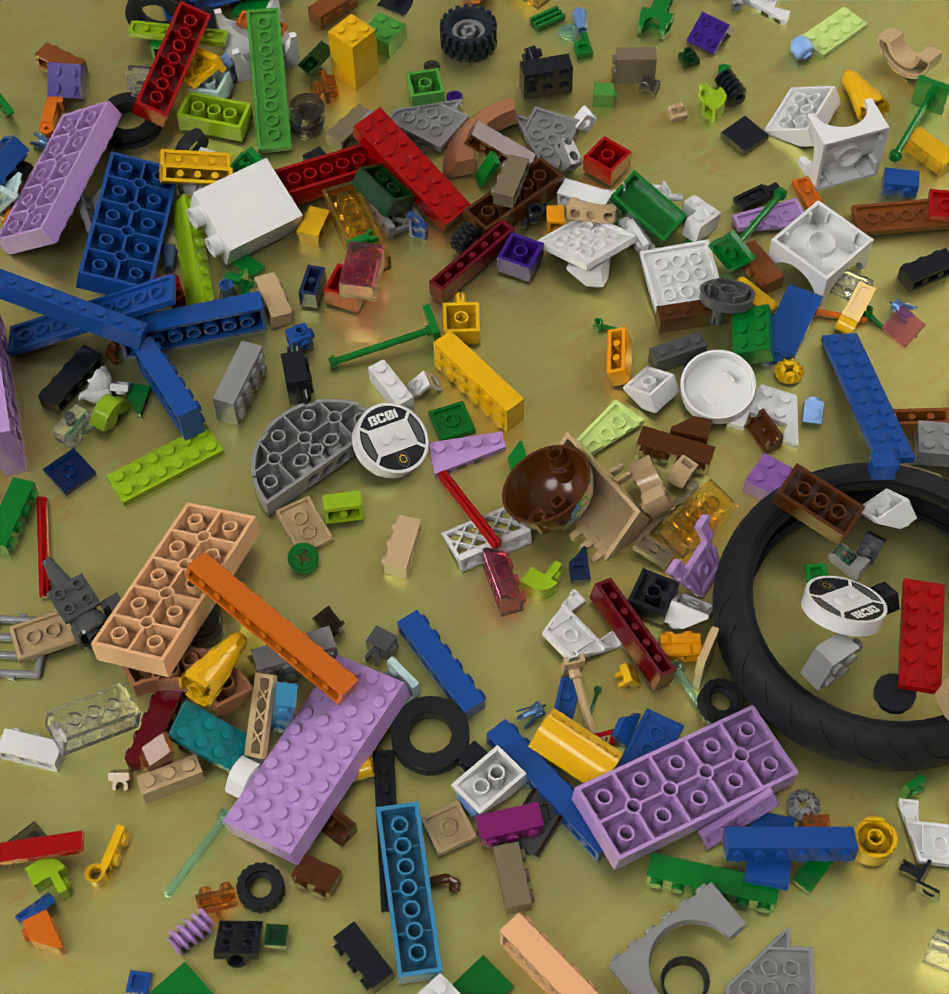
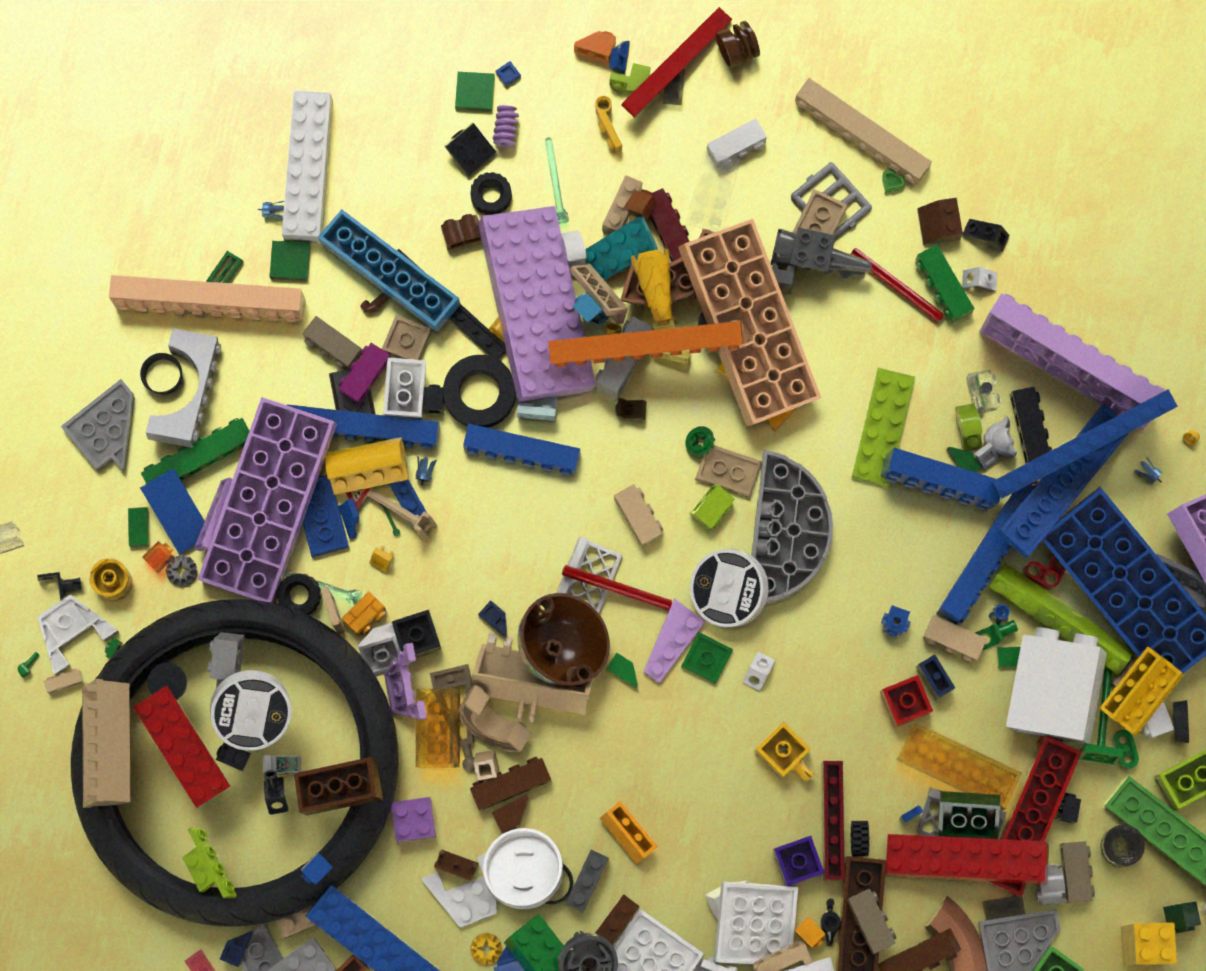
camera: 135 degrees right, 20 degrees up
(69, 471) = (946, 357): clear blue tile -> none
(120, 776) = (658, 179): tan tile -> none
(168, 255) = (1083, 604): medium blue cone -> none
(217, 900) = (516, 155): clear orange hips -> none
(239, 383) = (895, 535): light grey brick -> none
(276, 936) = (448, 171): dark green tile -> none
(297, 376) = (857, 580): black brick -> none
(314, 226) = (999, 740): yellow brick -> none
(322, 87) = (1137, 895): clear orange hips -> none
(339, 828) = (478, 277): reddish brown hinge -> none
(362, 271) = (897, 711): clear pink brick -> none
(363, 958) = (380, 208): black brick -> none
(364, 238) = (933, 745): green bar -> none
(381, 644) = (577, 426): dark grey brick -> none
(390, 385) = (779, 641): white brick -> none
(430, 329) = (798, 720): green tile -> none
(478, 381) = (716, 704): yellow brick -> none
(487, 169) = (912, 929): green tile -> none
(503, 582) = (536, 550): clear pink slope -> none
(542, 585) = (508, 574): lime brick -> none
(572, 636) = (448, 553): white wing -> none
(599, 327) = (672, 858): green hand -> none
(609, 427) = (580, 761): yellowish green wing -> none
(632, 633) = (406, 591): dark red brick -> none
(652, 388) = (577, 825): white slope -> none
(790, 844) = (161, 520): blue brick -> none
(813, 410) = (435, 923): light blue bracket -> none
(814, 570) = (297, 732): green plate -> none
(889, 510) = (286, 834): white slope -> none

